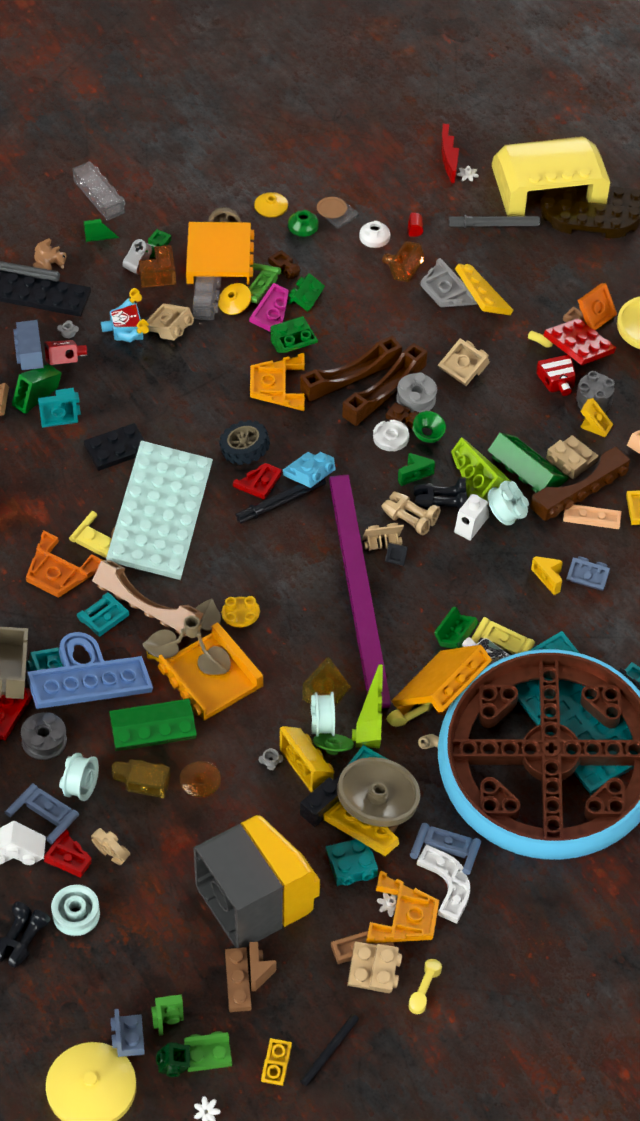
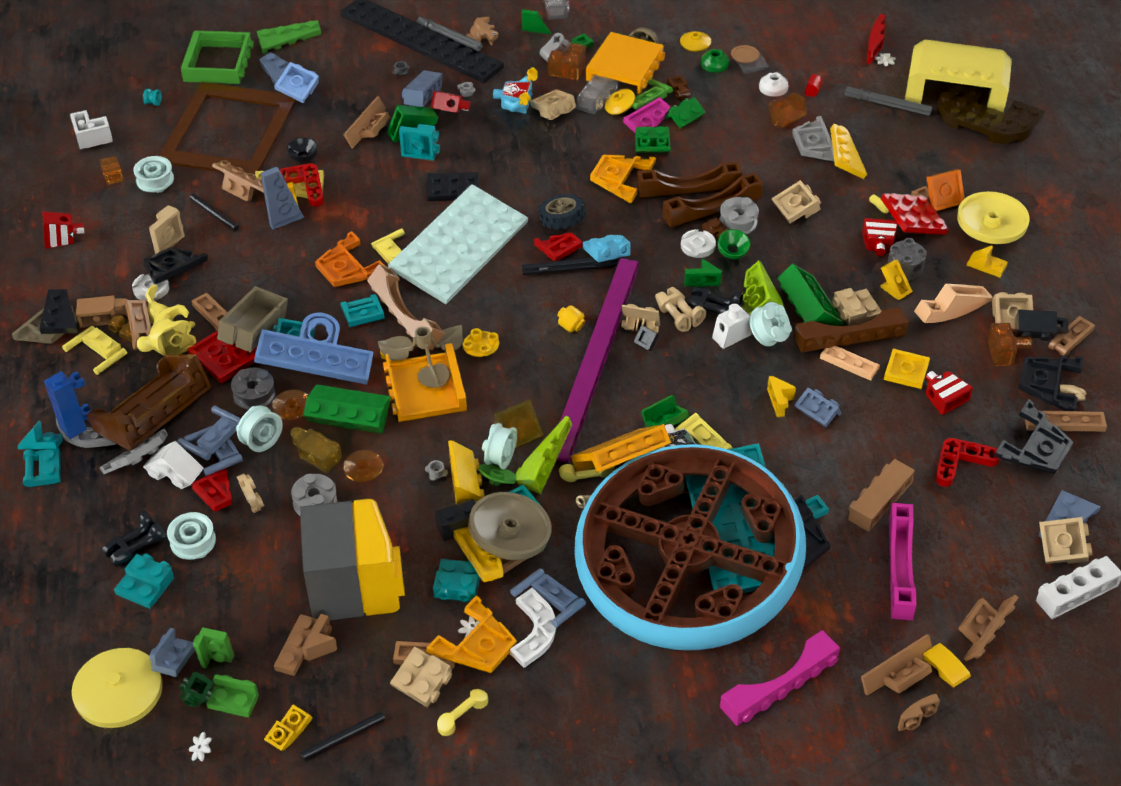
camera: 25 degrees right, 5 degrees down
(39, 798) = (215, 436): none -> sand blue plate
(54, 971) = (144, 580): none -> teal plate
(90, 733) = (290, 404): none -> clear orange dish
(170, 839) = (313, 490): none -> light grey wheel
(315, 557) = (571, 319): none -> yellow head

